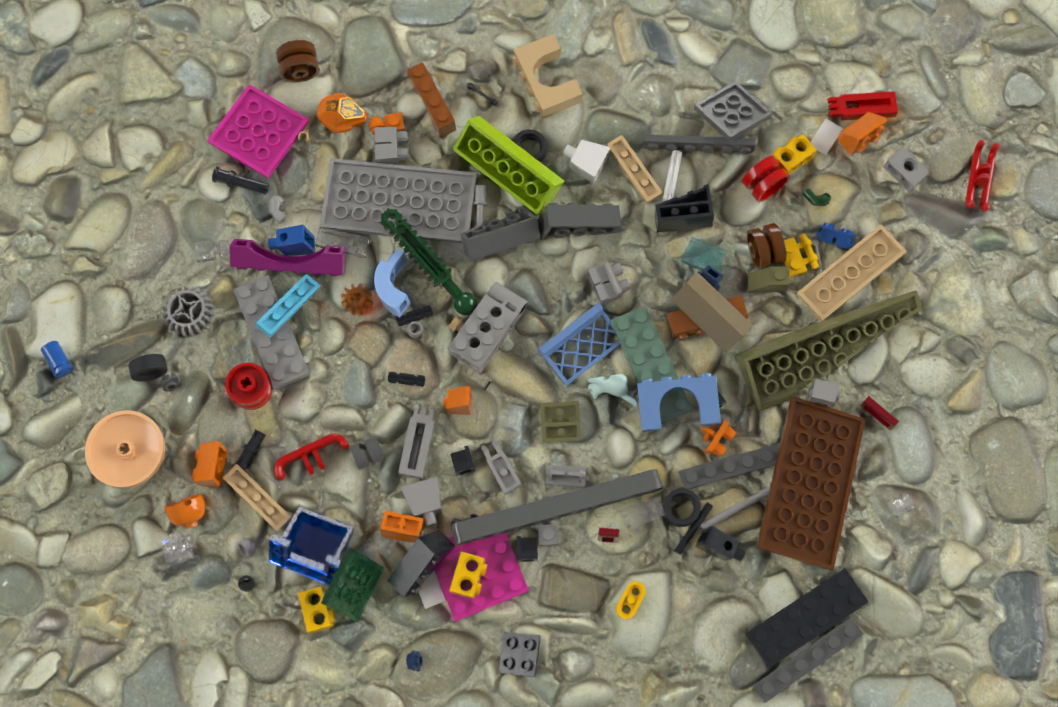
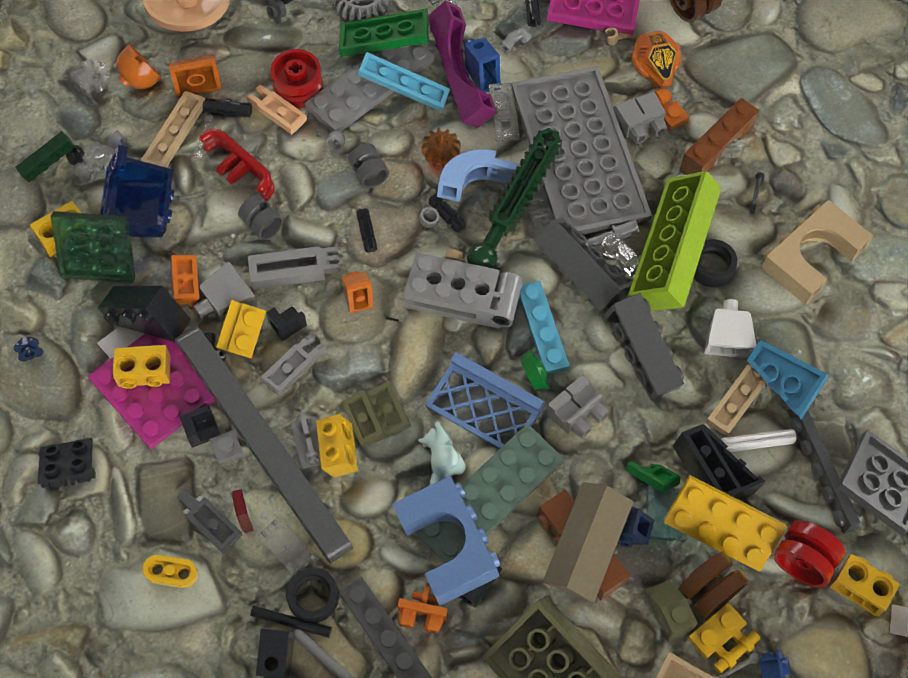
camera: 65 degrees right, 10 degrees down
(234, 304) = (384, 32): none -> green plate
(242, 604) = (45, 156): none -> dark green piece
(256, 566) = (95, 158): none -> clear plate
(269, 411) = (277, 109): none -> light nougat hinge
(317, 375) = (339, 142): none -> light grey hinge
(352, 358) = (368, 165): none -> dark grey wheel
(460, 495) = (241, 329): none -> yellow plate
(504, 205) = (623, 255): none -> clear plate
(536, 283) = (543, 328): none -> medium azure plate
(571, 299) = (535, 371): none -> green hat
(579, 455) = (336, 445): none -> yellow brick
(602, 562) = (209, 521): none -> dark grey hinge
(641, 136) = (787, 376): none -> dark azure wing
(675, 252) = (655, 476): none -> green tile
(727, 221) = (725, 523): none -> yellow plate
(817, 200) = (816, 640): dark green arm -> none

